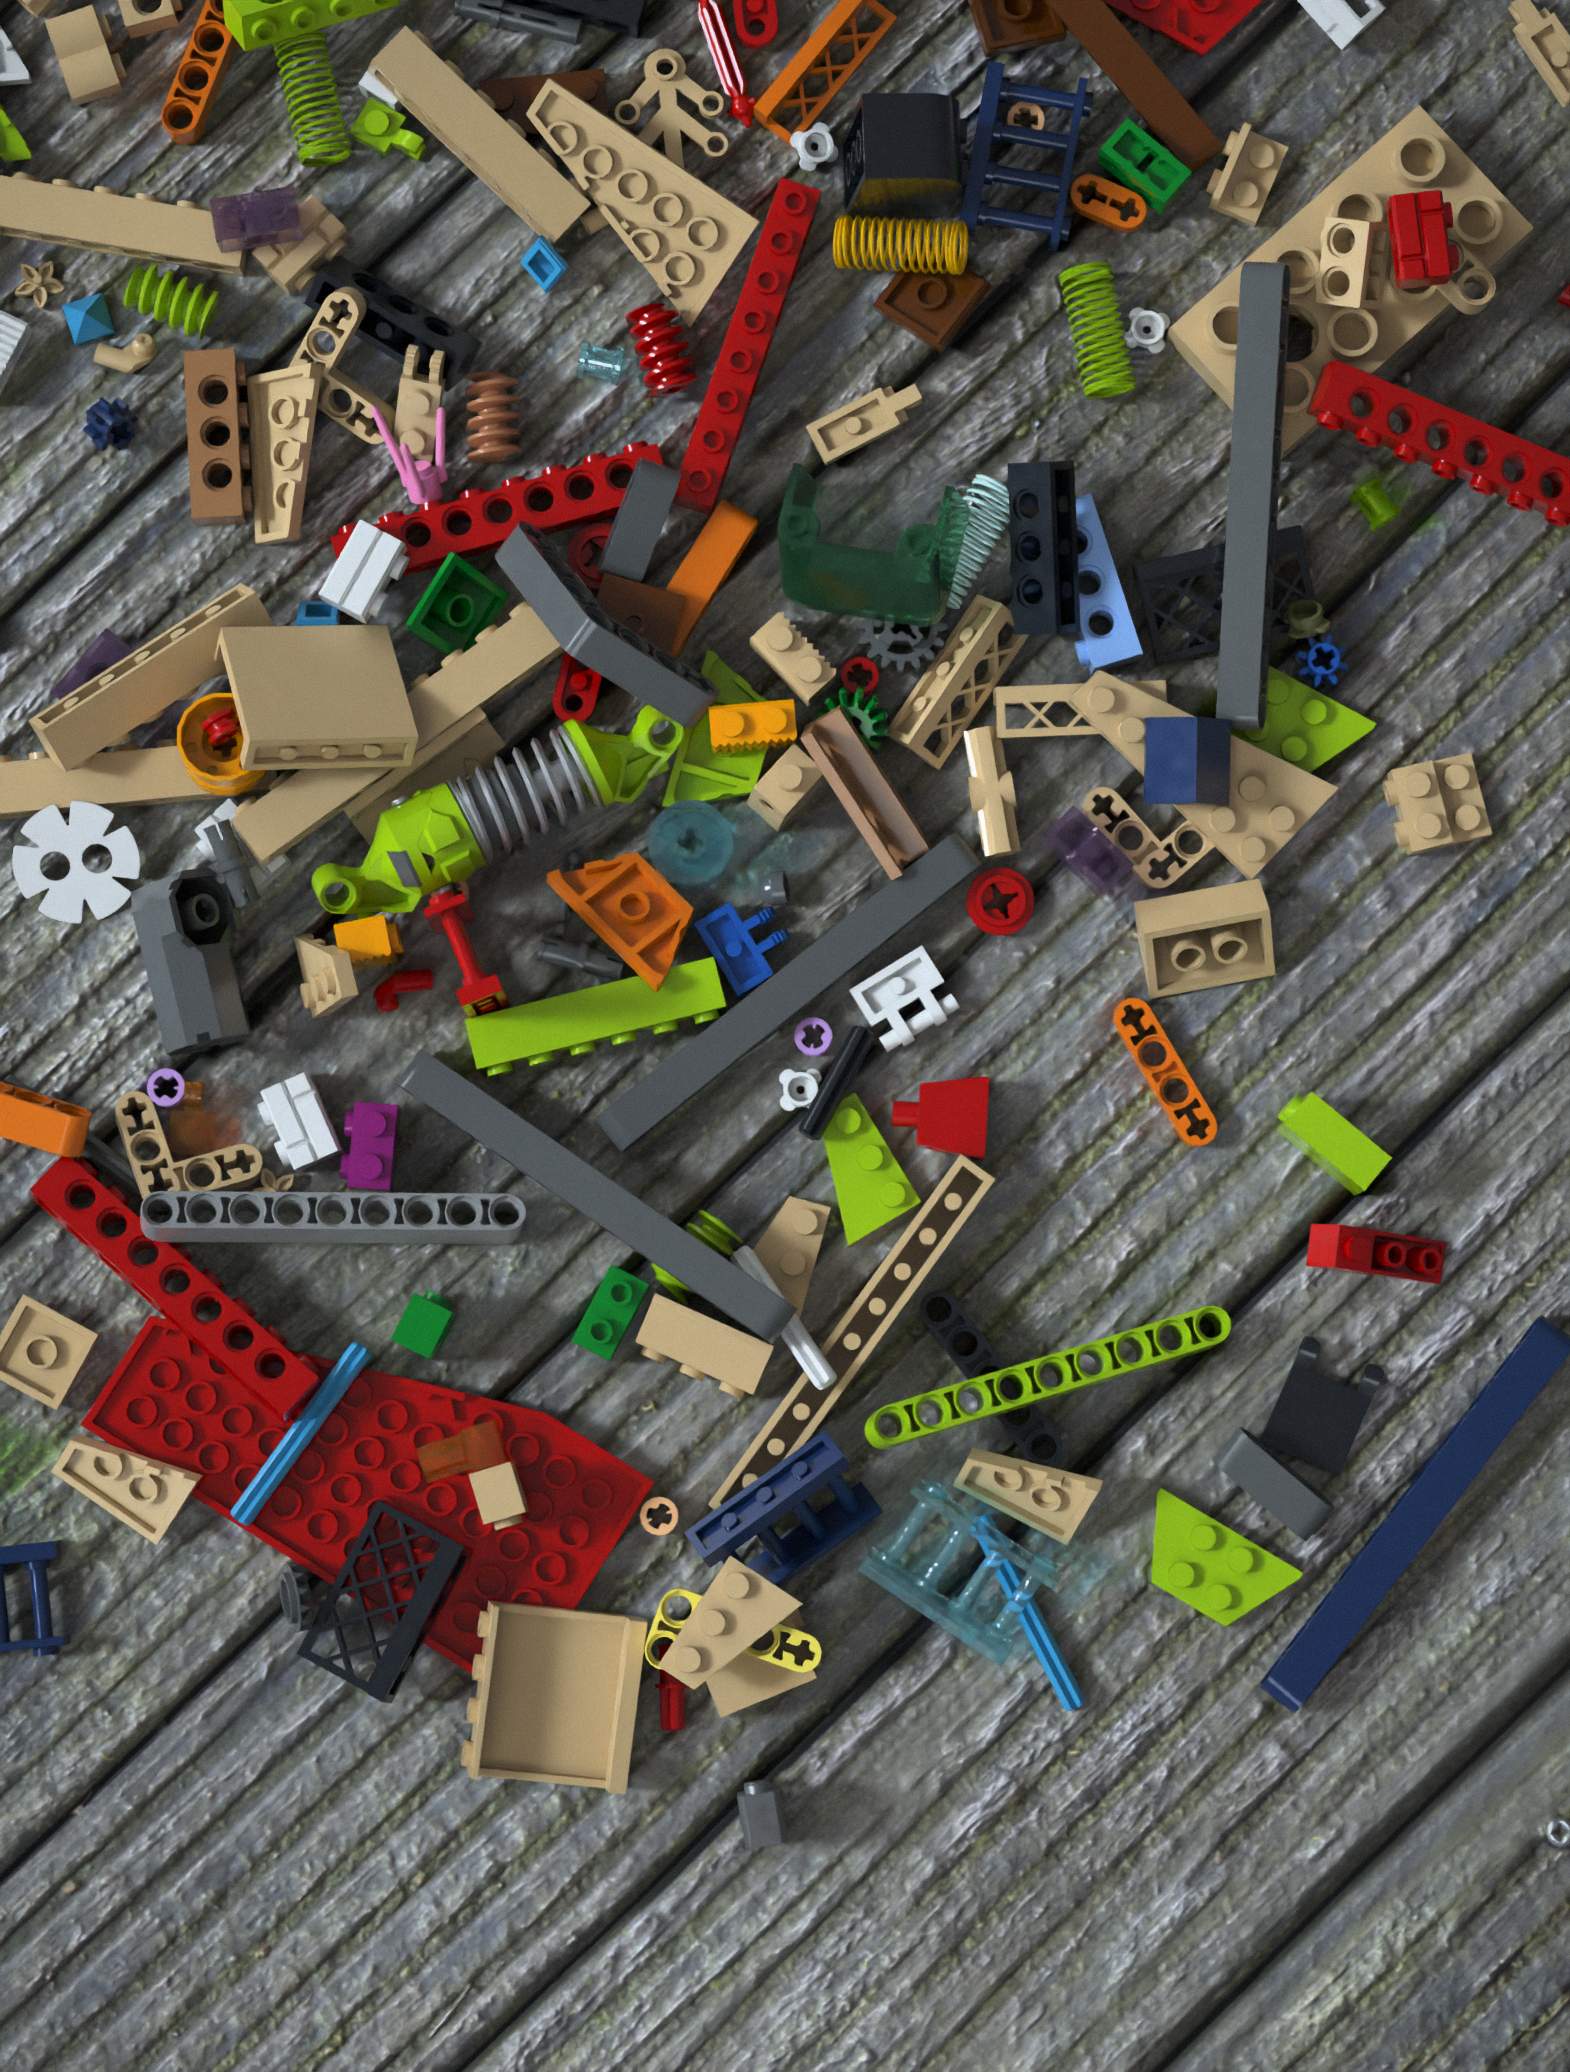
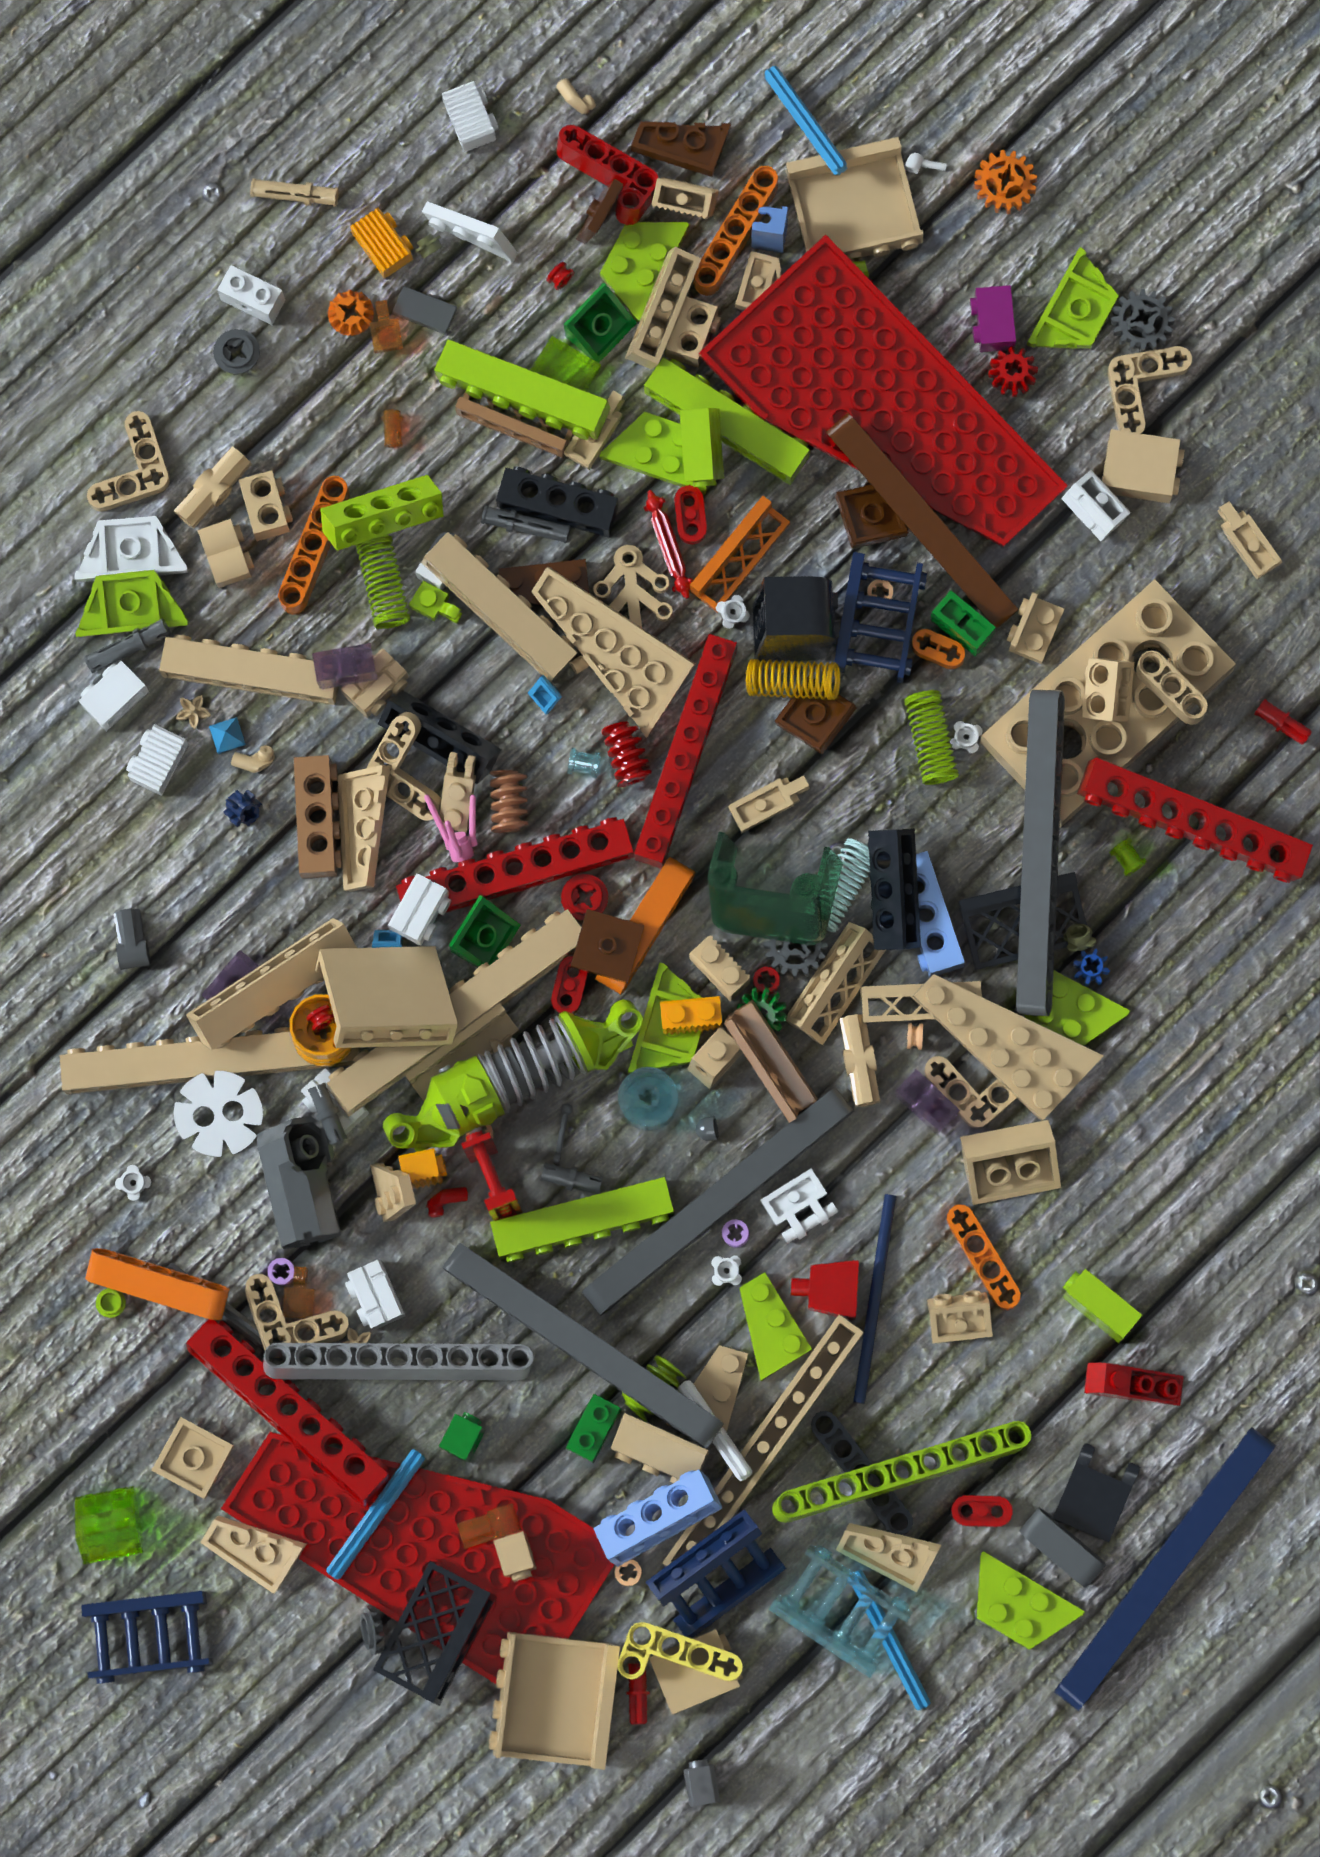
camera: 10 degrees right, 5 degrees down
(171, 300) = (285, 722): lime piece -> none
(372, 1148) = (426, 1312): magenta brick -> none
(596, 637) = (580, 953): dark grey beam -> none
(629, 911) = (605, 1145): orange wing -> none
(639, 520) = (611, 872): dark grey beam -> none
(726, 1621) = (674, 1645): tan wing -> none
(735, 949) = (680, 1172): blue hinge -> none
(763, 1422) = (674, 1519): none -> light blue brick
(836, 1083) = (751, 1265): black axle -> none
(1007, 883) = (852, 1133): red gear -> none
(1010, 1131) = (874, 1299): none -> dark blue piece
(1070, 757) = (915, 1036): none -> light nougat bush
(1131, 1157) = (959, 1317): none -> tan bracket
(1159, 1431) = (981, 1511): none -> red plate
(1187, 760) = (995, 1037): dark blue slope -> none
(1421, 239) = (1153, 673): red brick -> none
(1437, 804) = (1173, 1067): tan plate -> none

